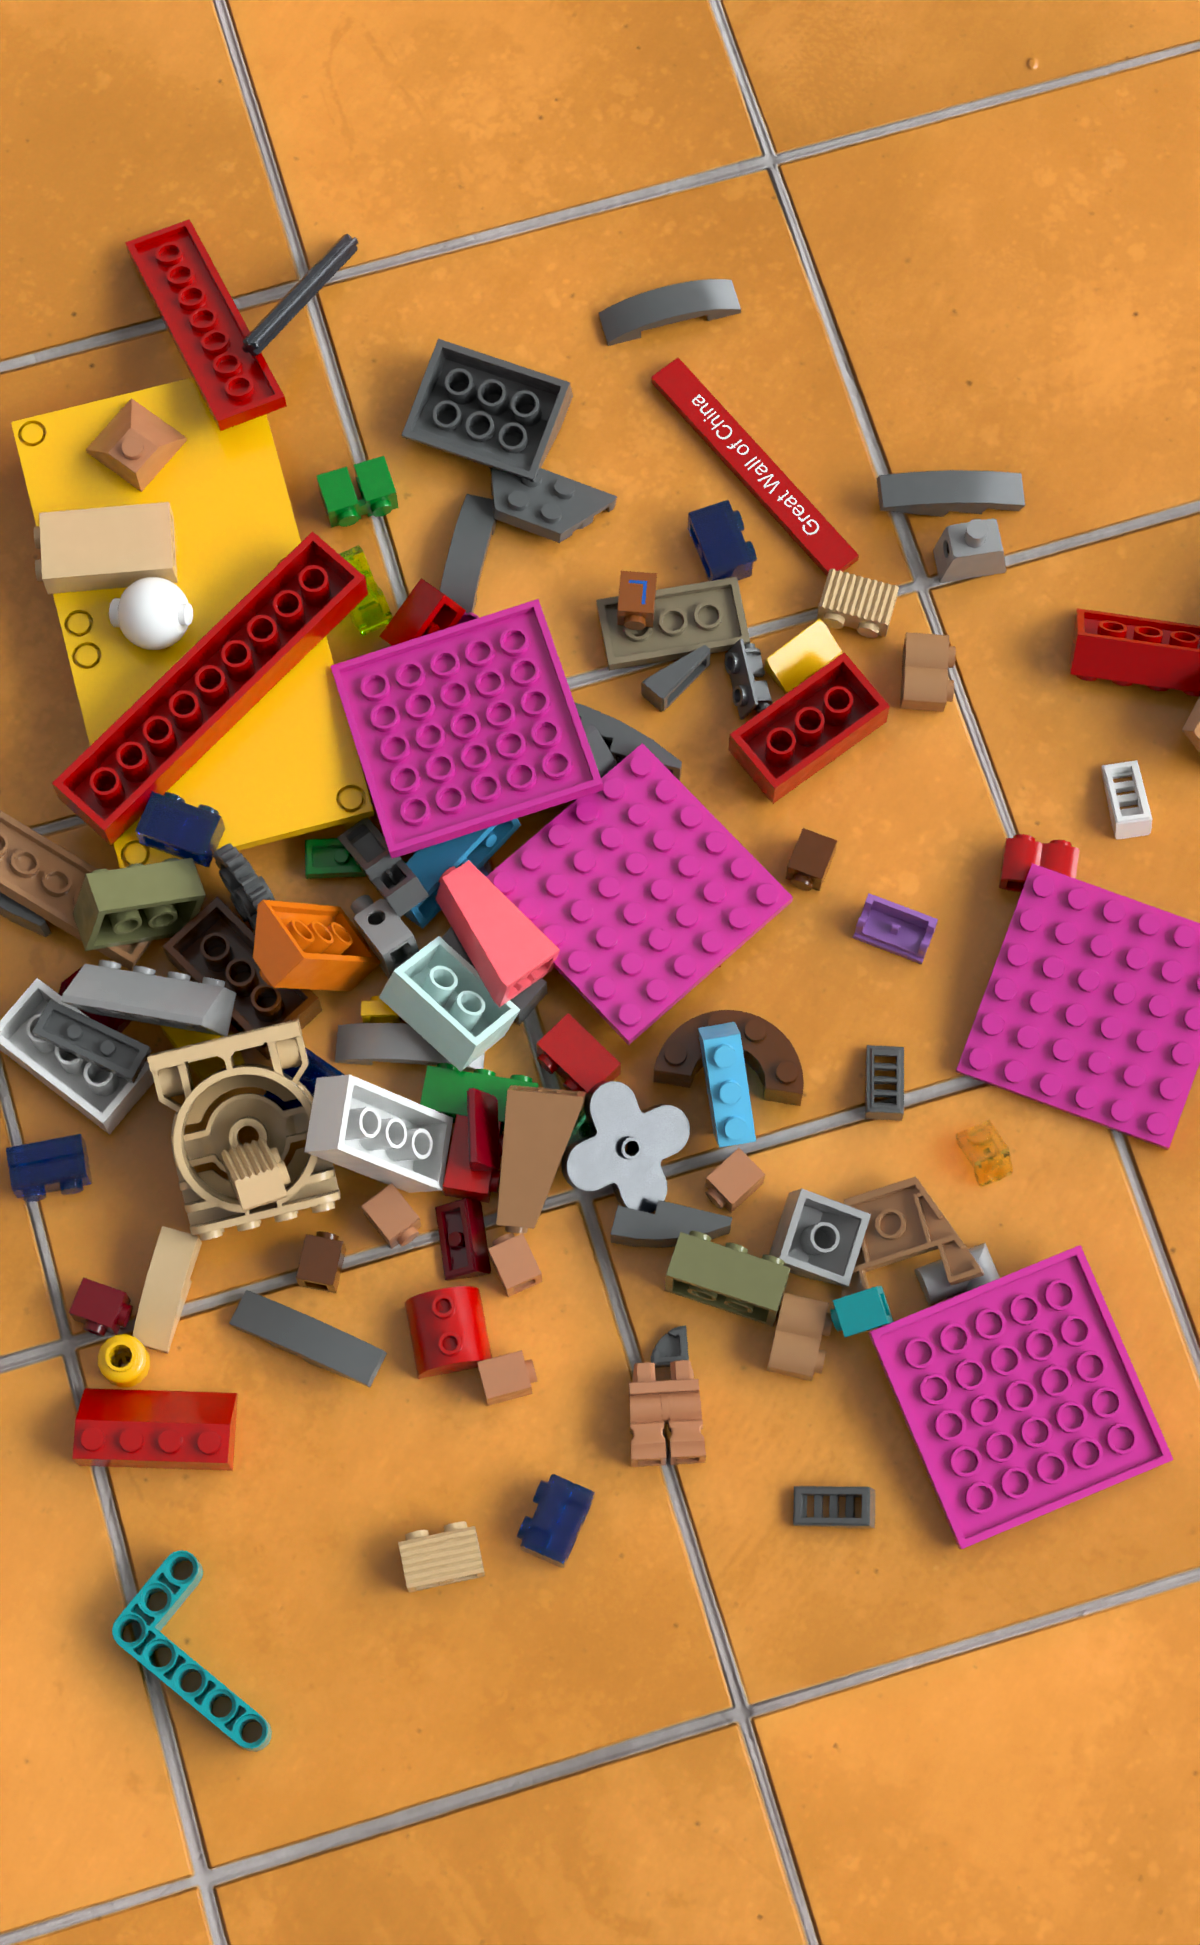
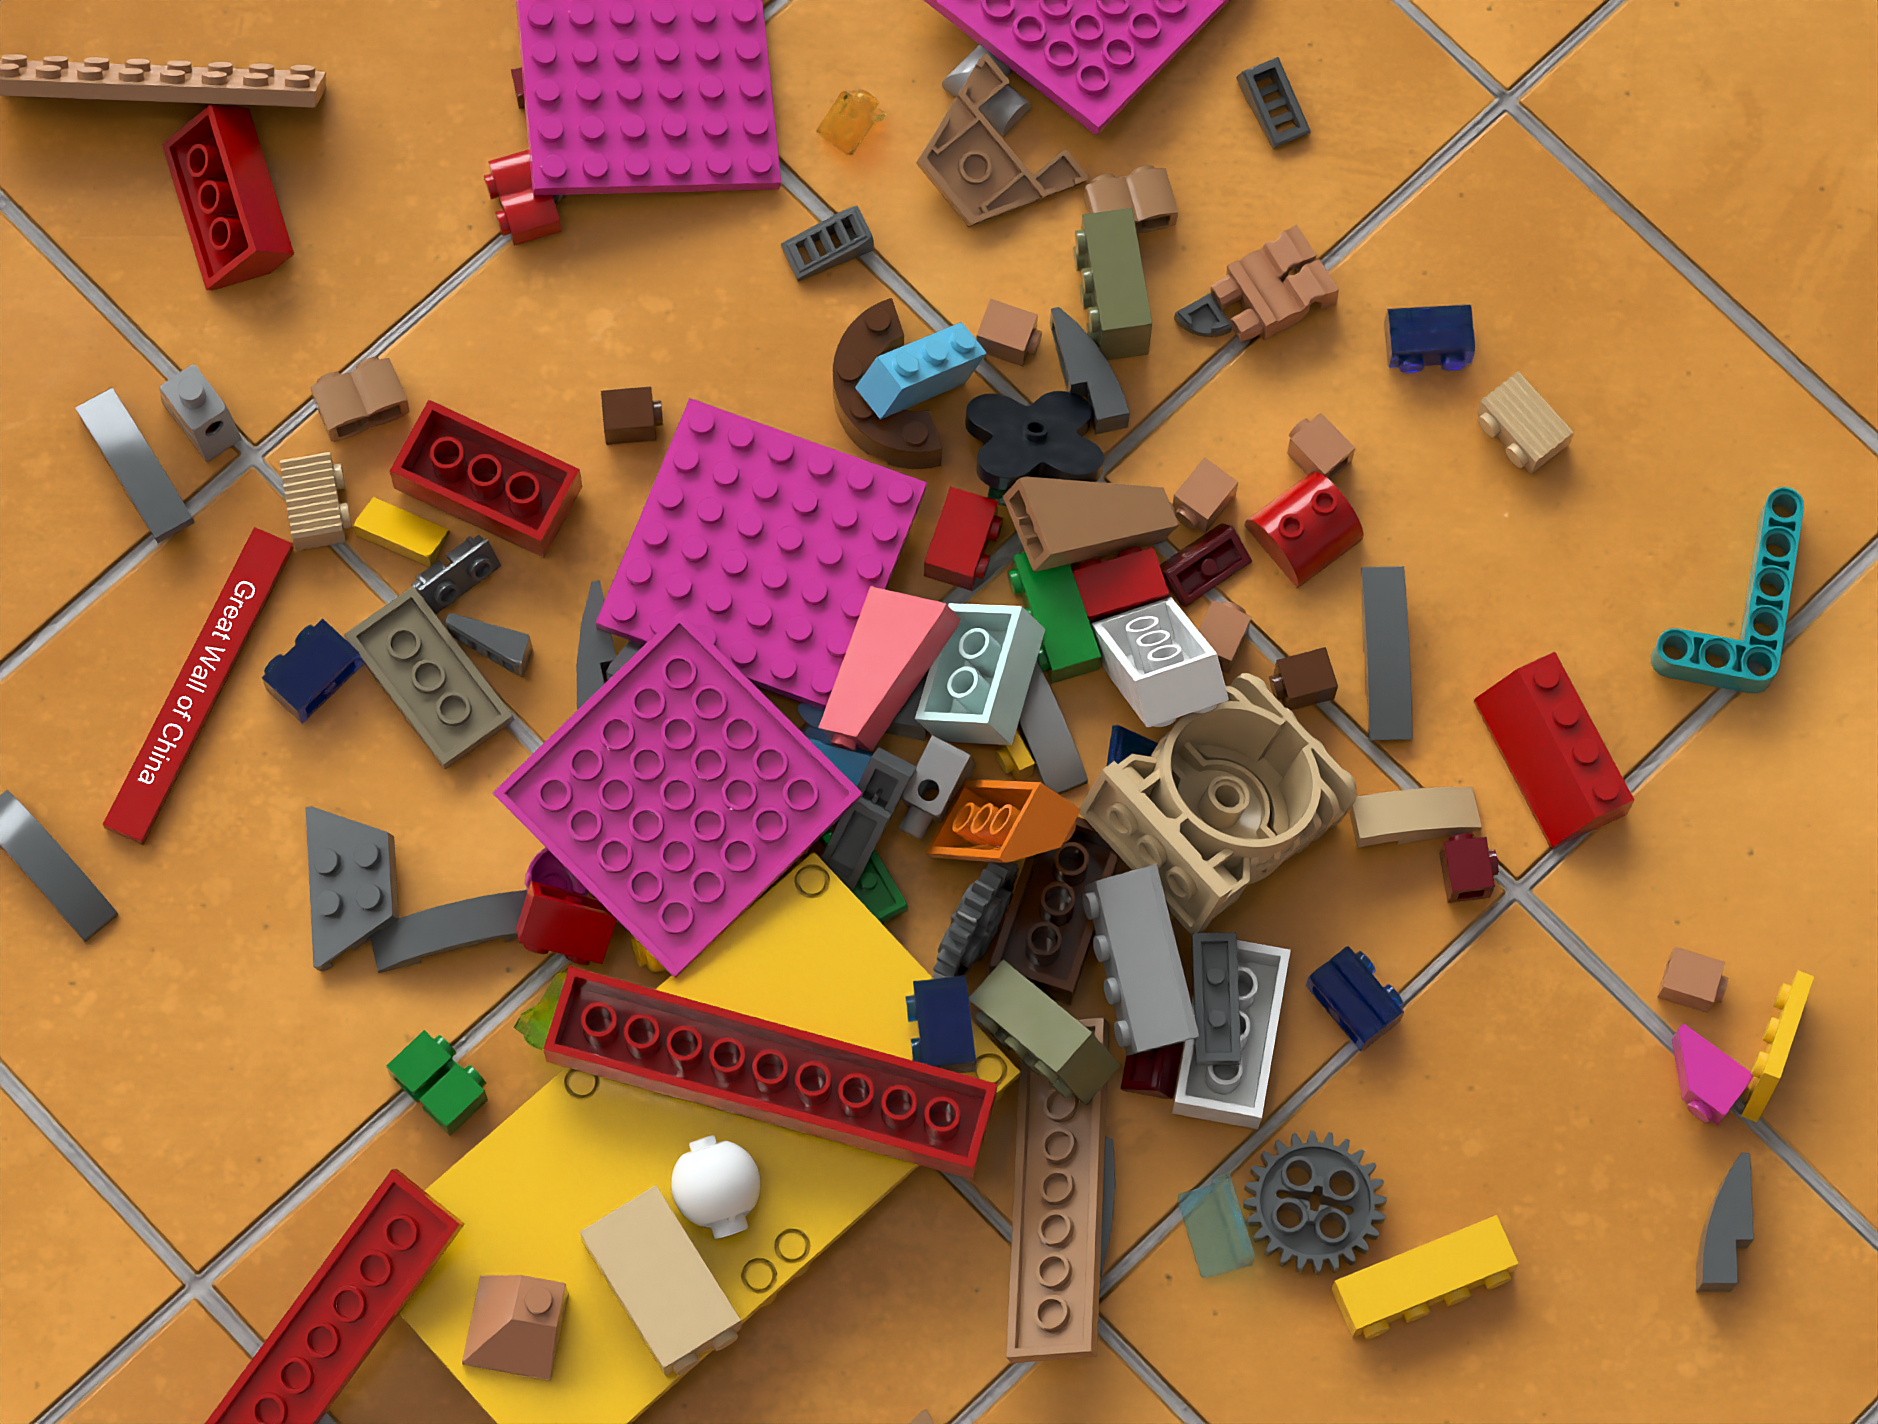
camera: 120 degrees left, 0 degrees up
(119, 1349) = (1505, 800): yellow head -> none
(256, 1174) = (1268, 754): tan brick -> none
(300, 295) = (234, 1251): black axle -> none
(483, 1131) = (1096, 578): dark red slope -> none
(488, 410) = (276, 985): dark grey slope -> none
(636, 599) = (430, 712): dark orange brick -> none
(819, 1237) = (1026, 226): light grey slope -> none
(861, 1311) = (1080, 149): teal brick -> none
(895, 928) = (662, 303): medium lavender hinge -> none
(1129, 821) = (410, 162): white slope -> none

